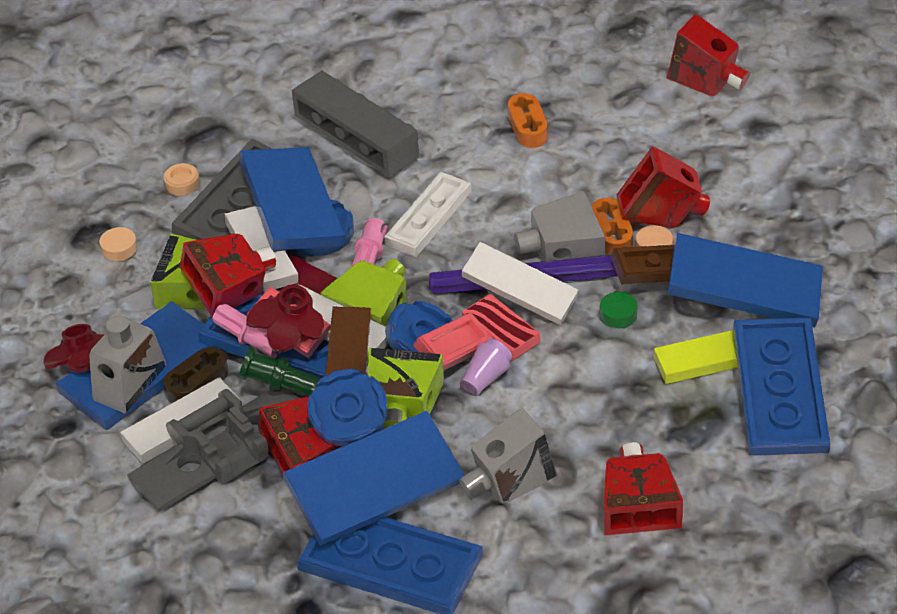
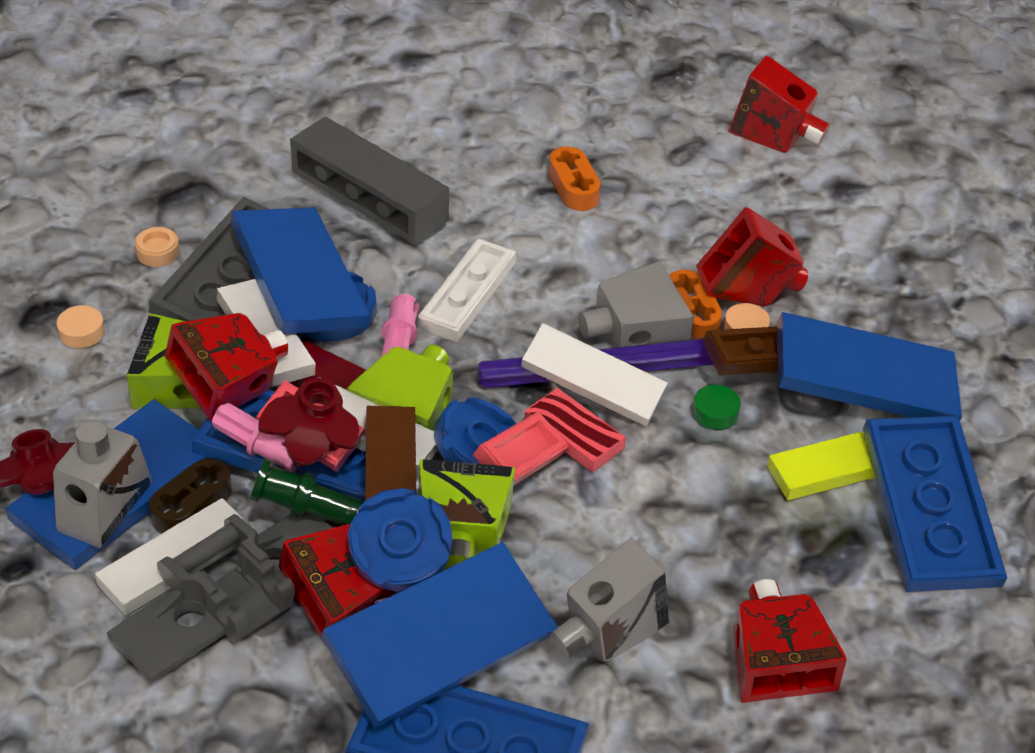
camera: 10 degrees left, 0 degrees up
(487, 364) = (564, 479): lavender cone -> none

